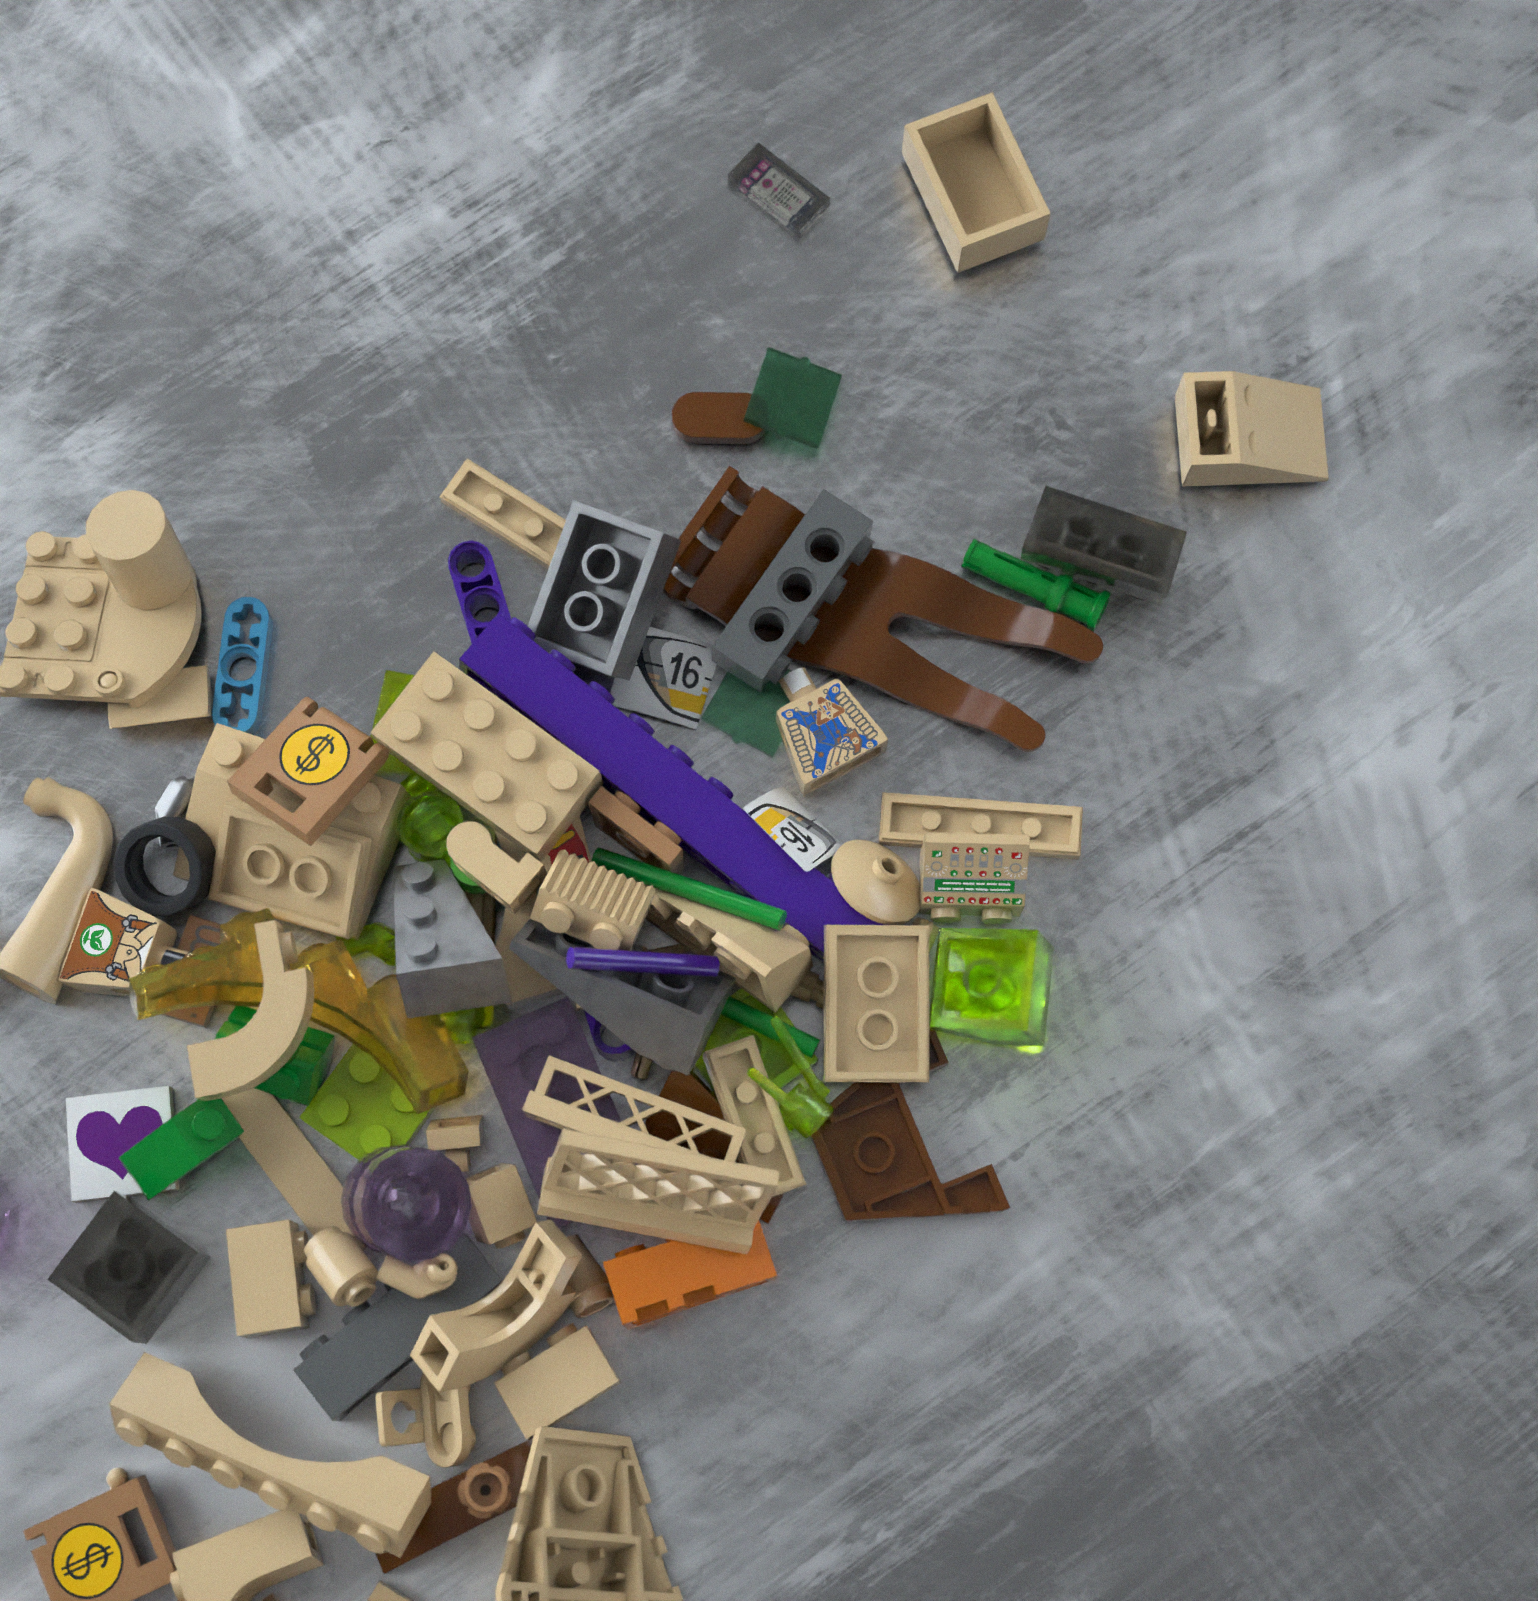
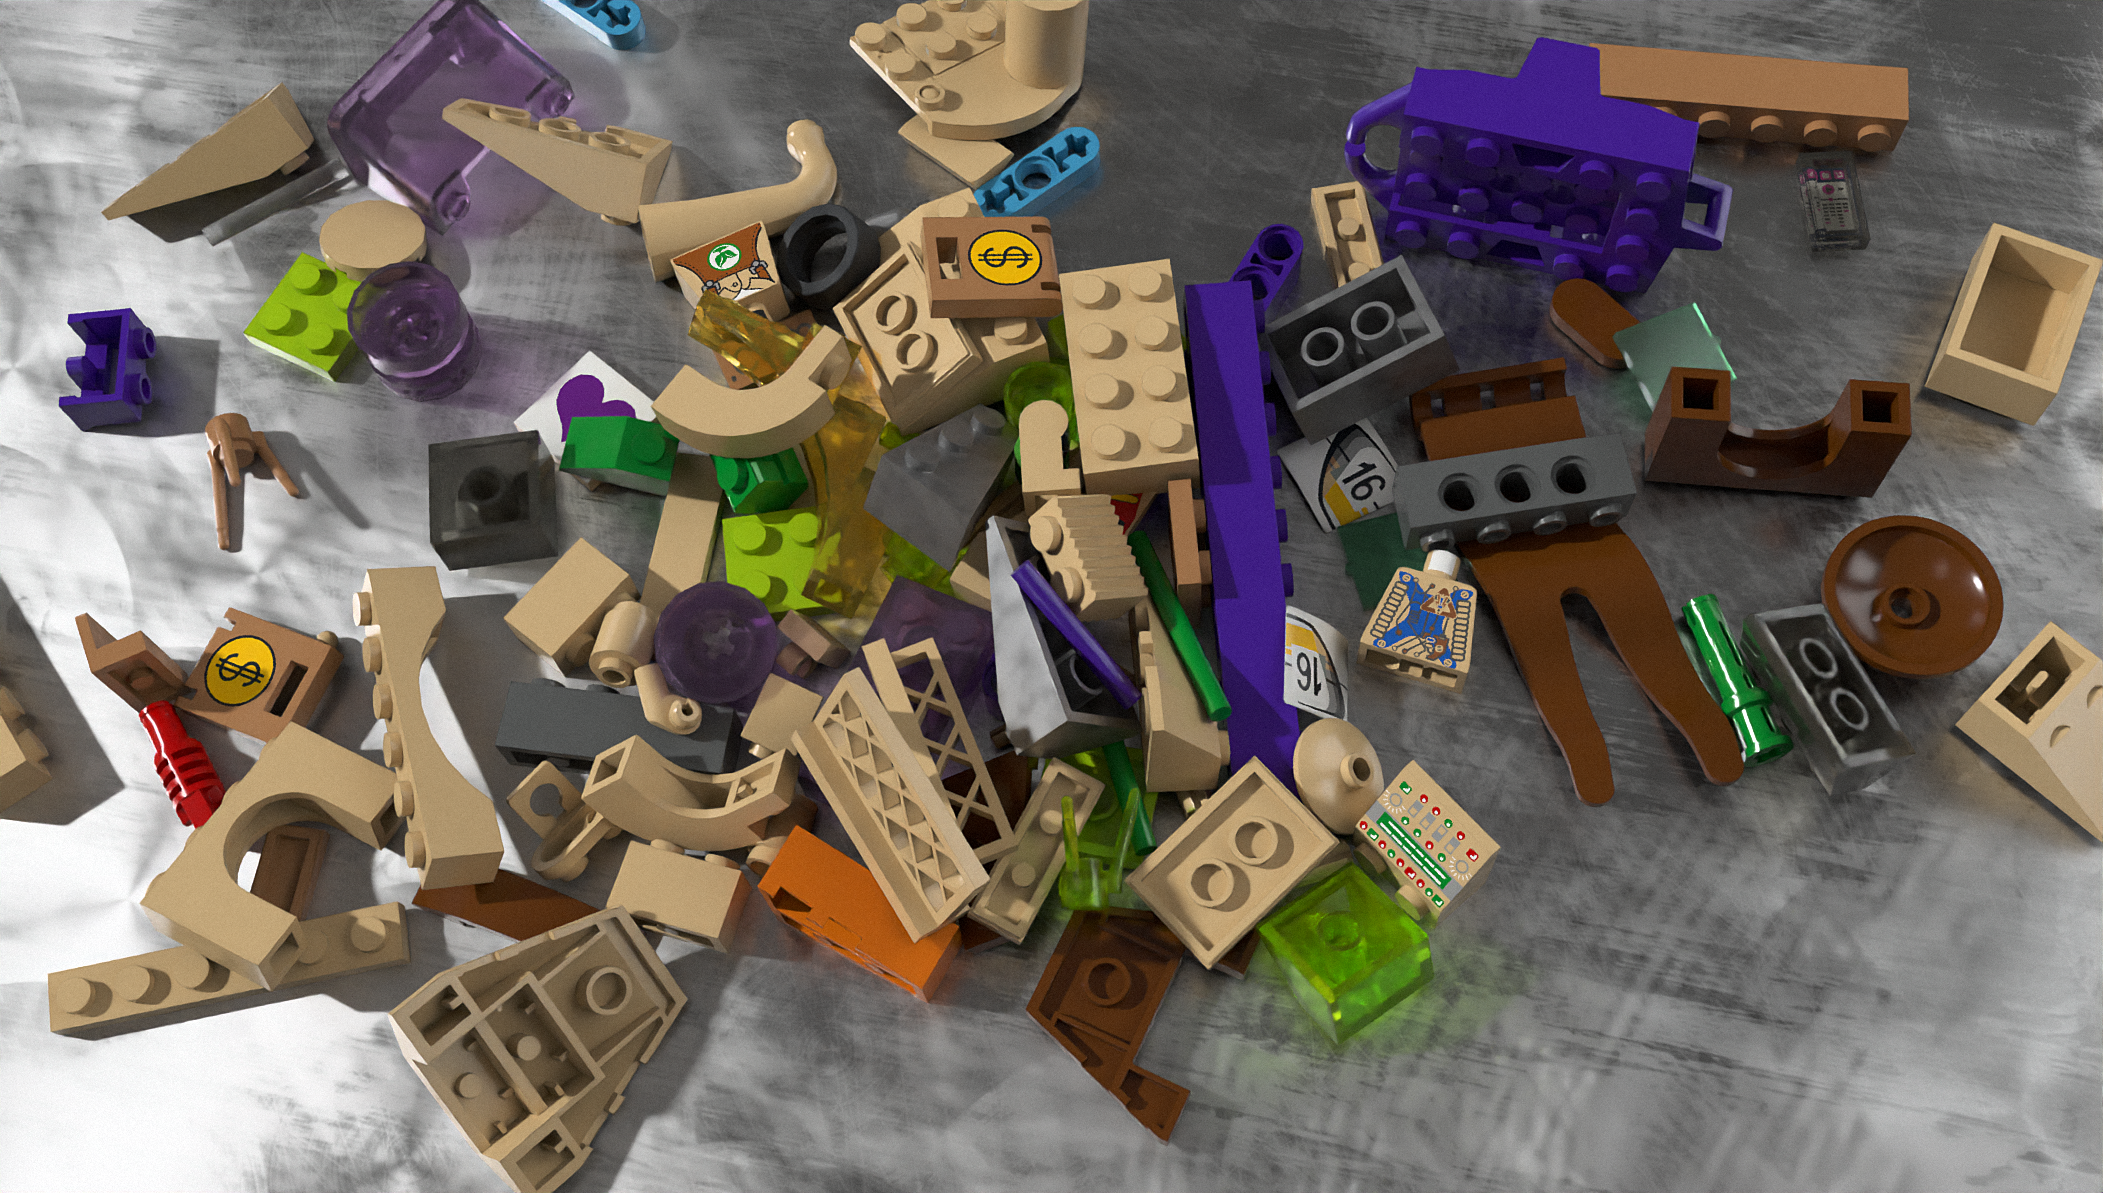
camera: 55 degrees right, 10 degrees down
(470, 1495) = (527, 897): medium nougat plate -> none
(601, 356) = (1539, 171): none -> dark purple piece
(653, 168) = (1764, 95): none -> medium nougat brick
(870, 441) = (1840, 454): none -> reddish brown arch
(1052, 829) = (1522, 870): tan tile -> none
(1093, 403) = (1928, 572): none -> reddish brown dish

